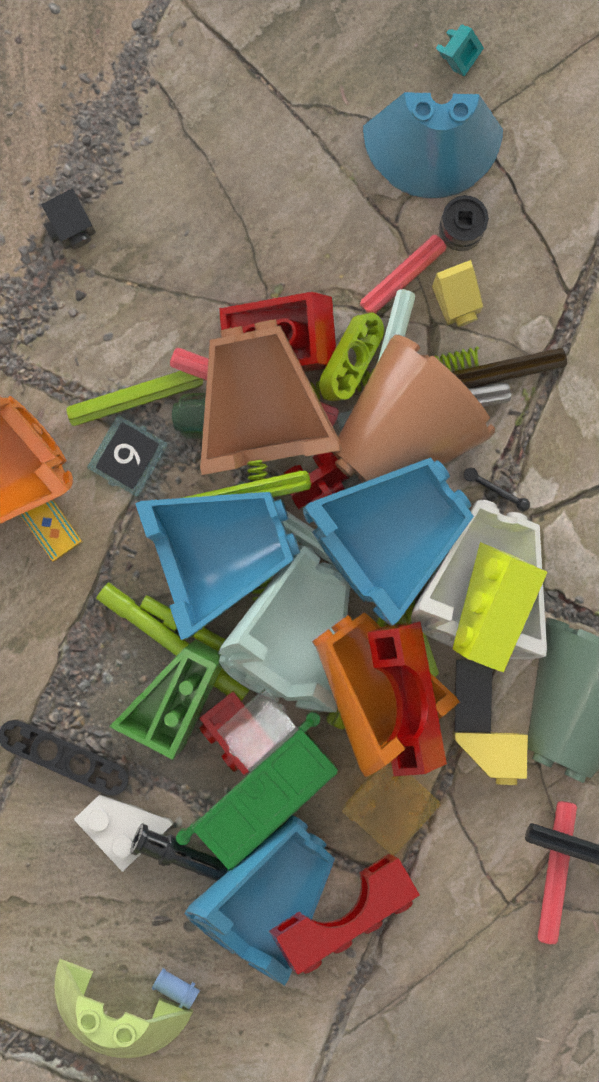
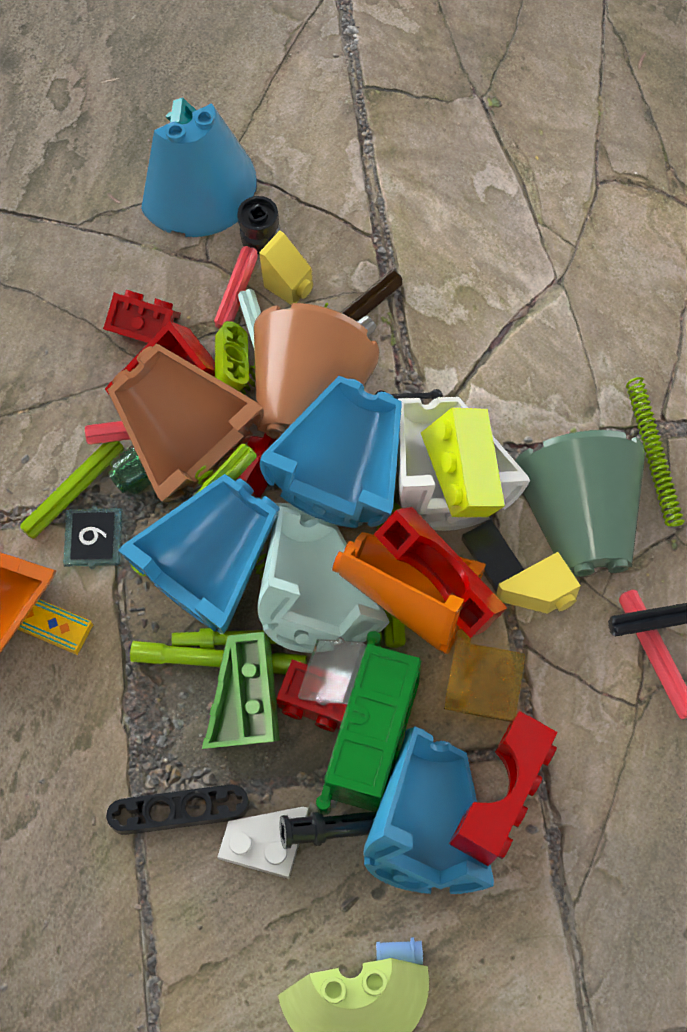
camera: 30 degrees left, 20 degrees down
(293, 255) = (138, 319): none -> red bracket

